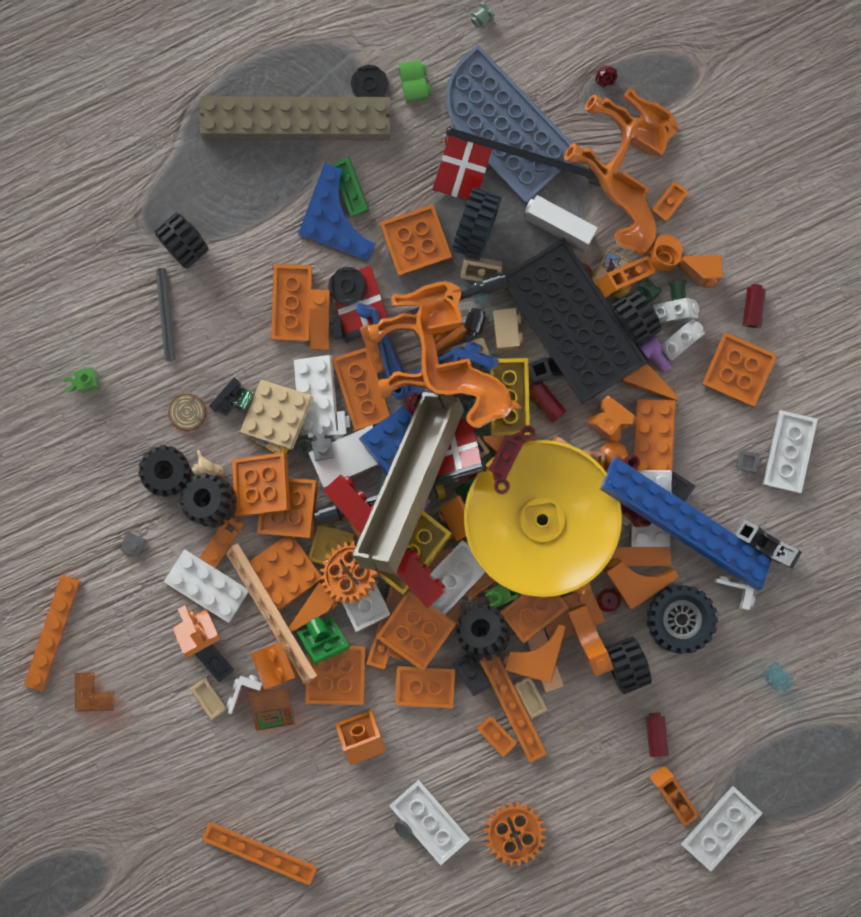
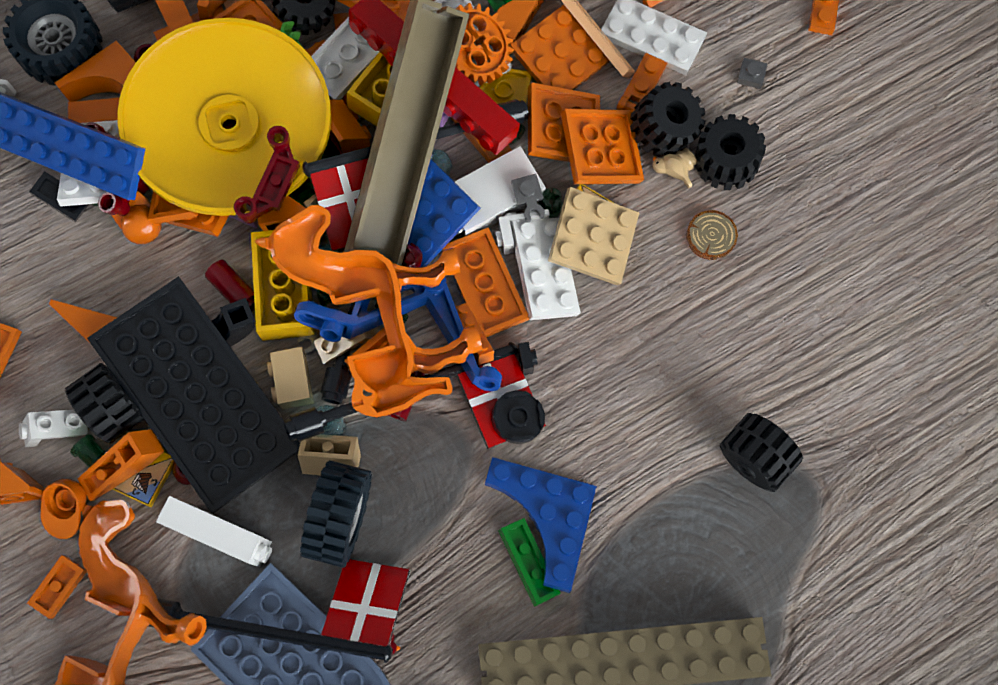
camera: 175 degrees right, 10 degrees down
(84, 380) = (855, 258): bright green brick -> none
(165, 313) = (763, 359): dark grey axle -> none
(221, 403) = (668, 247): black hinge -> none
(243, 400) = (640, 253): clear green bush -> none
(291, 303) = (593, 389): orange plate -> none
(319, 319) = (551, 370): orange slope -> none
(415, 240) = (427, 493): orange plate -> none
(611, 419) = (141, 265): orange piece -> none
(652, 350) = (81, 362): medium lavender pin -> none
(655, 434) = (84, 255): orange plate -> none
(677, 289) = (48, 456): clear green bush -> none
(683, 339) = (41, 385): white bracket -> none

